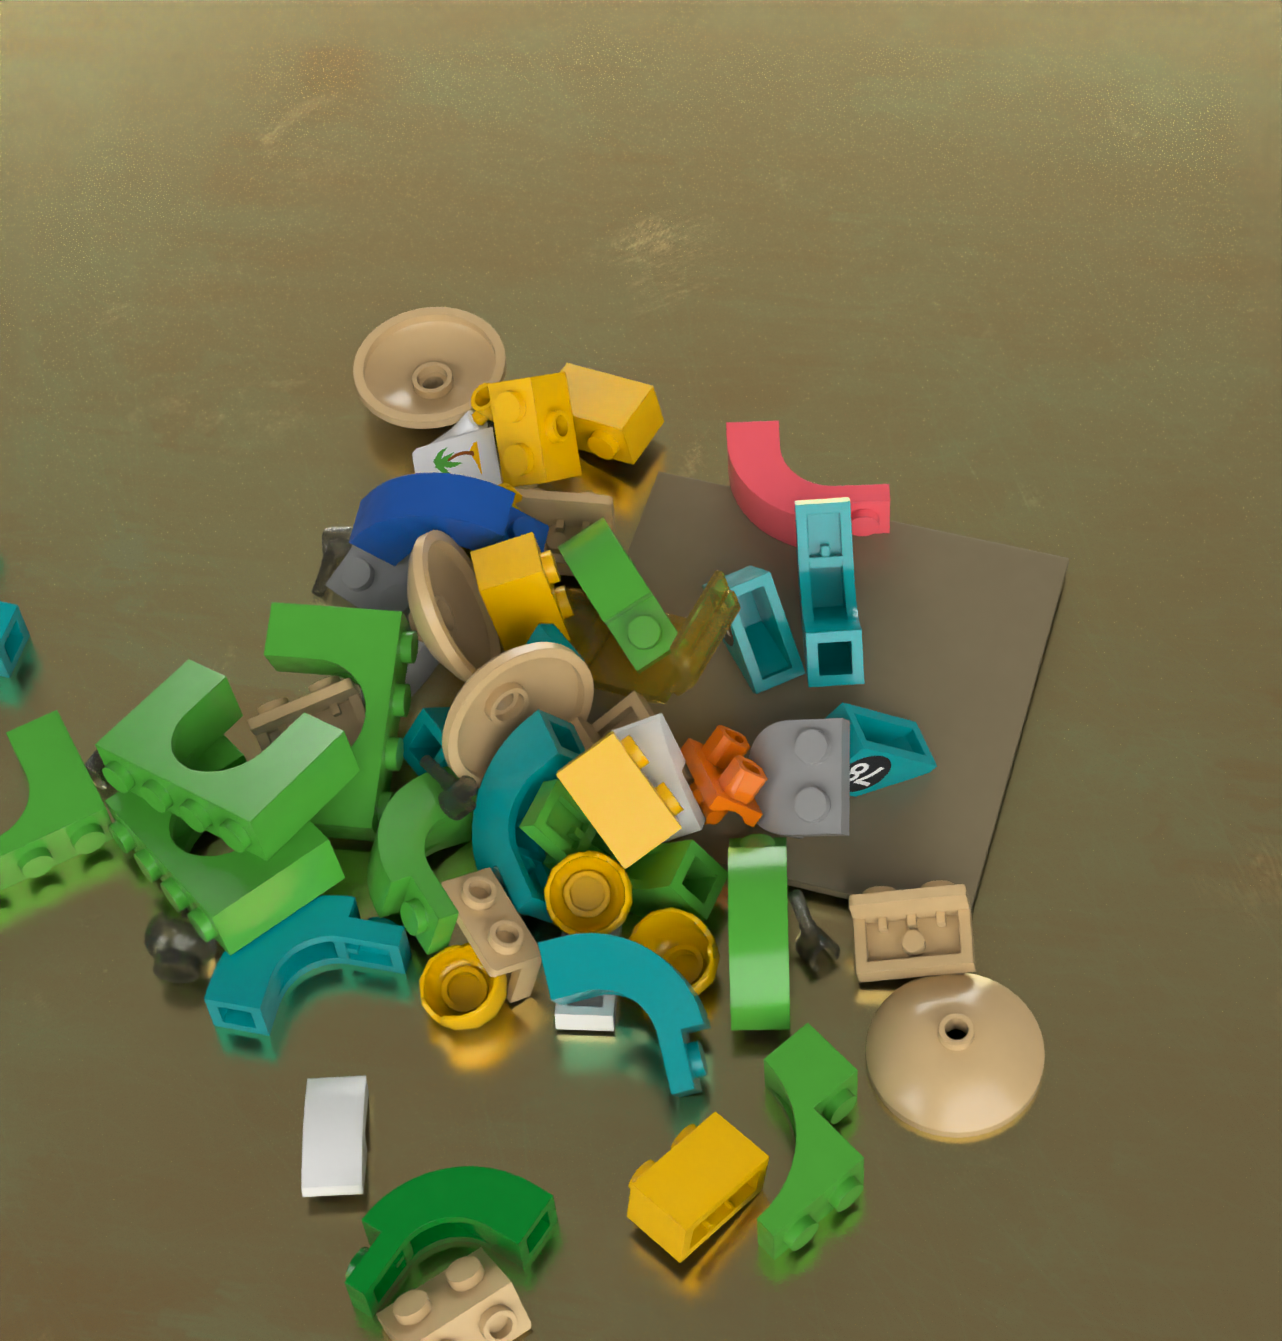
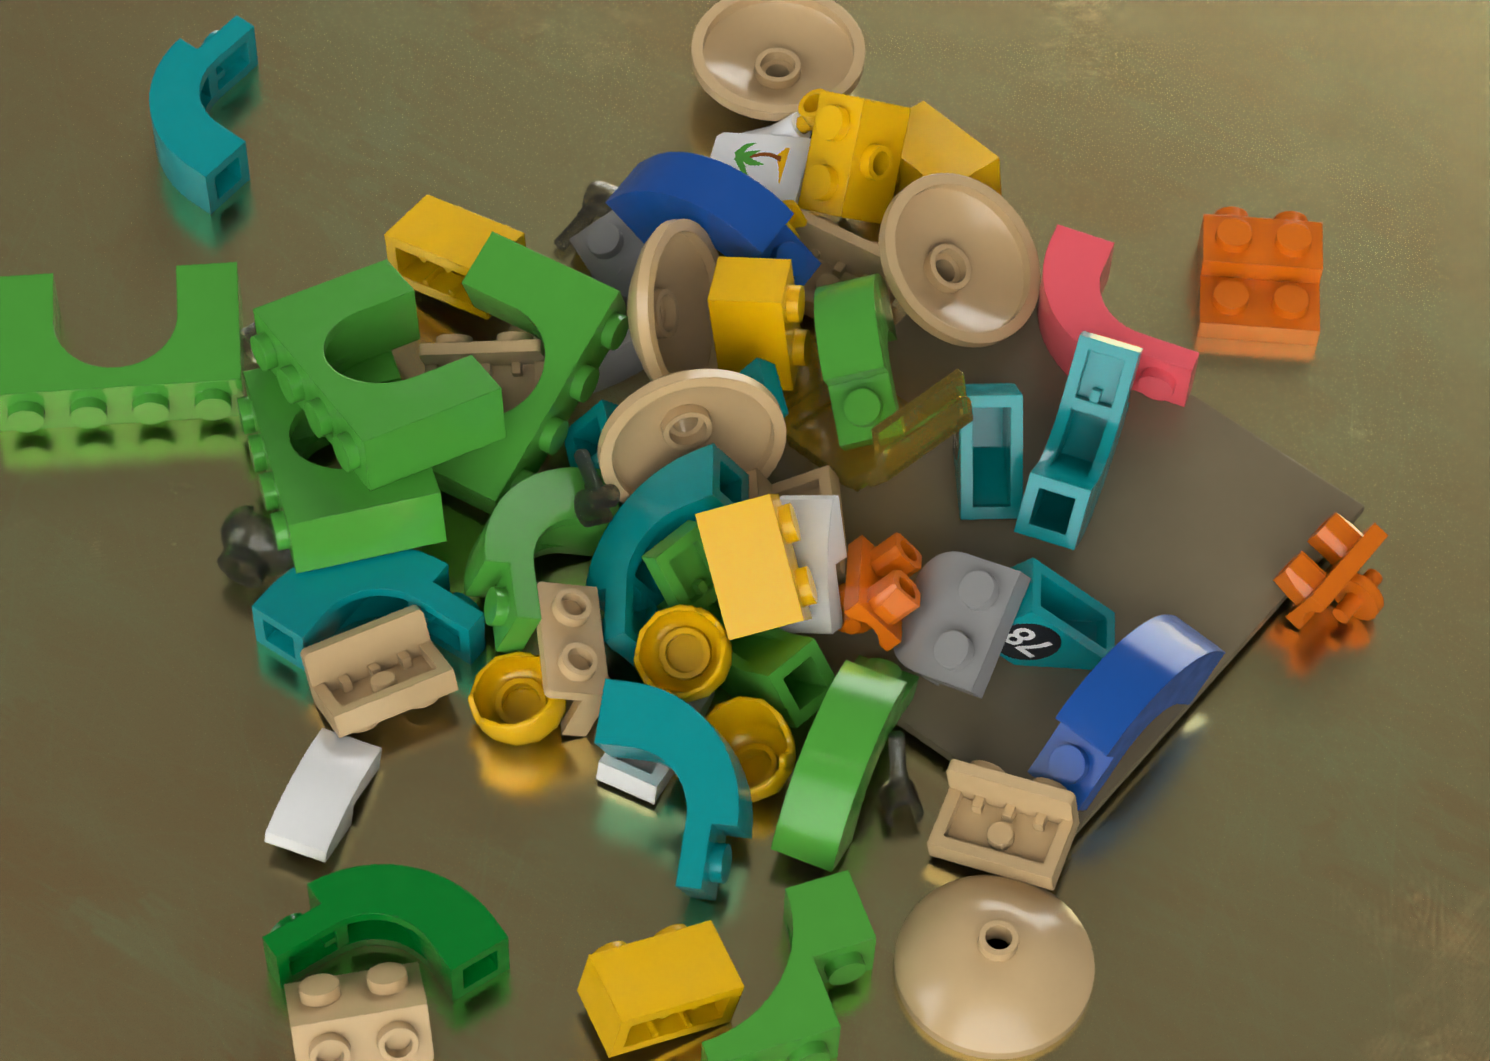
camera: 15 degrees right, 0 degrees up
(229, 632) = (438, 246): none -> yellow brick
(333, 1012) = (377, 671): none -> tan bracket
(660, 481) = (975, 245): none -> tan dish
(897, 406) = (1259, 277): none -> orange plate
(963, 795) = (1134, 682): none -> blue arch
(1080, 625) = (1315, 589): none -> orange hips

